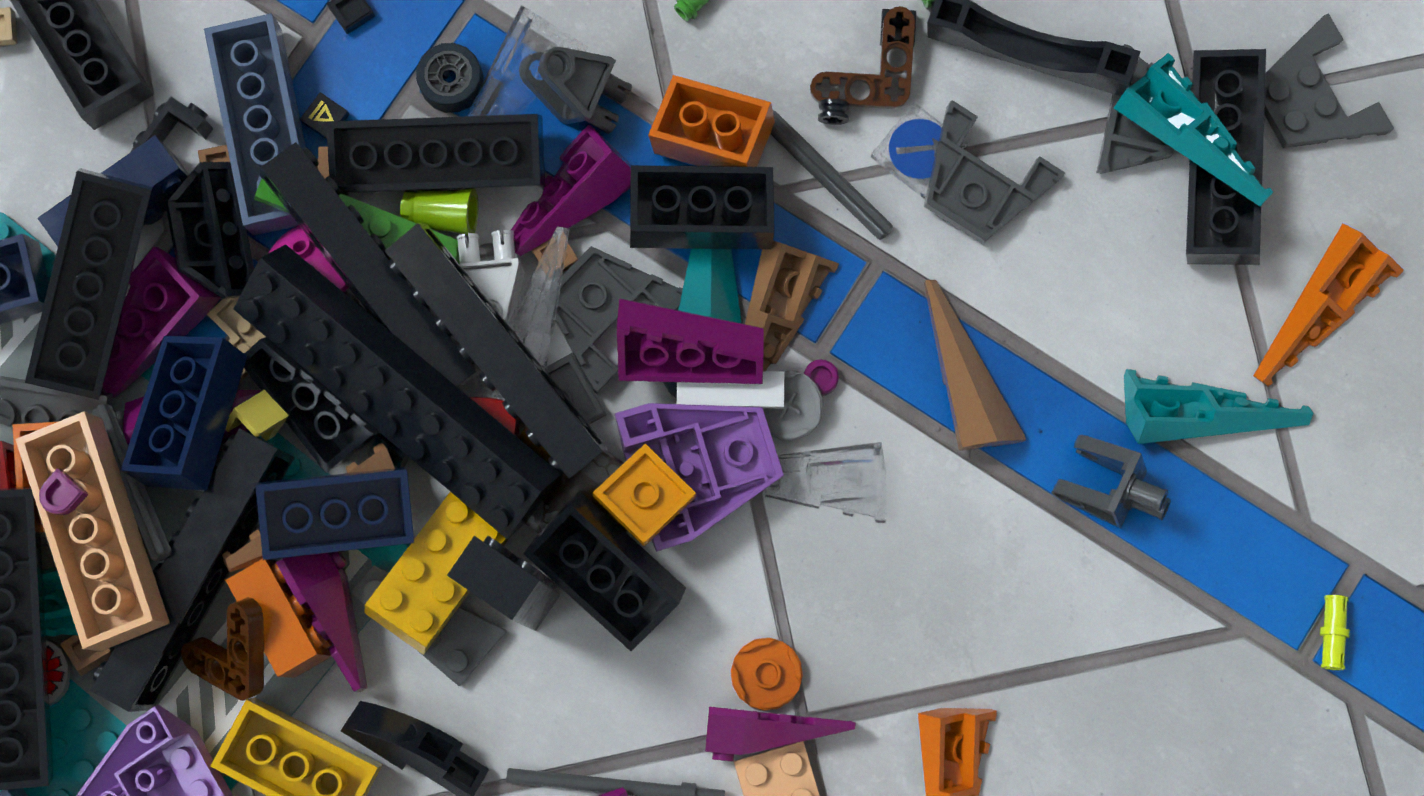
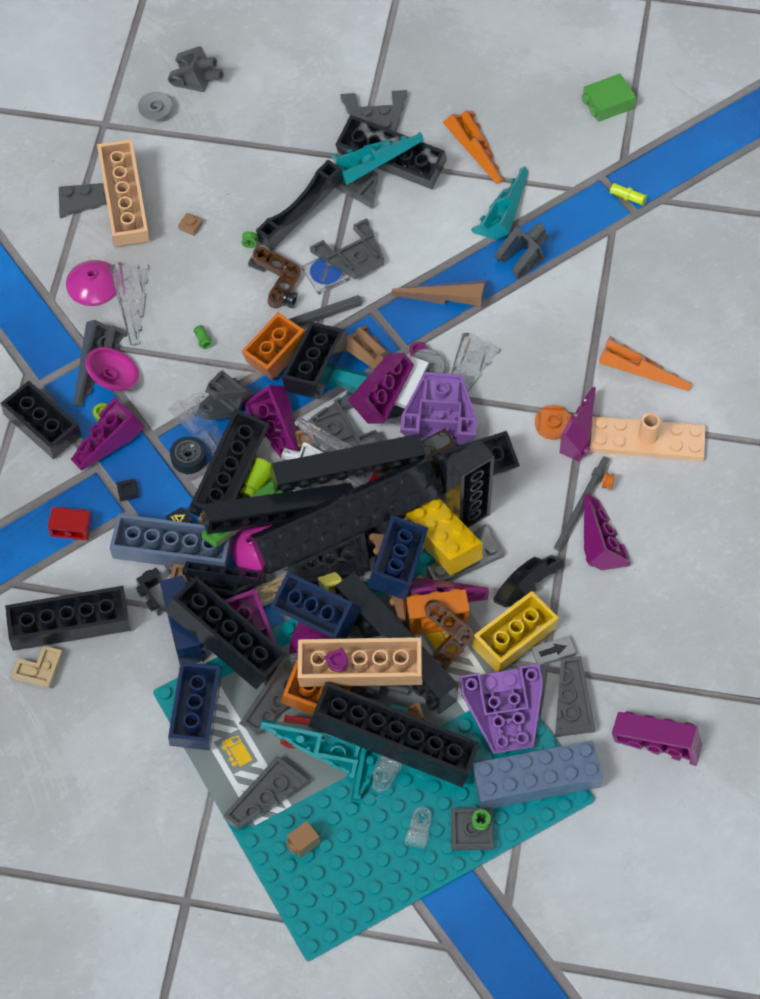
camera: 70 degrees left, 20 degrees down
(644, 494) = (447, 428): light orange plate -> none

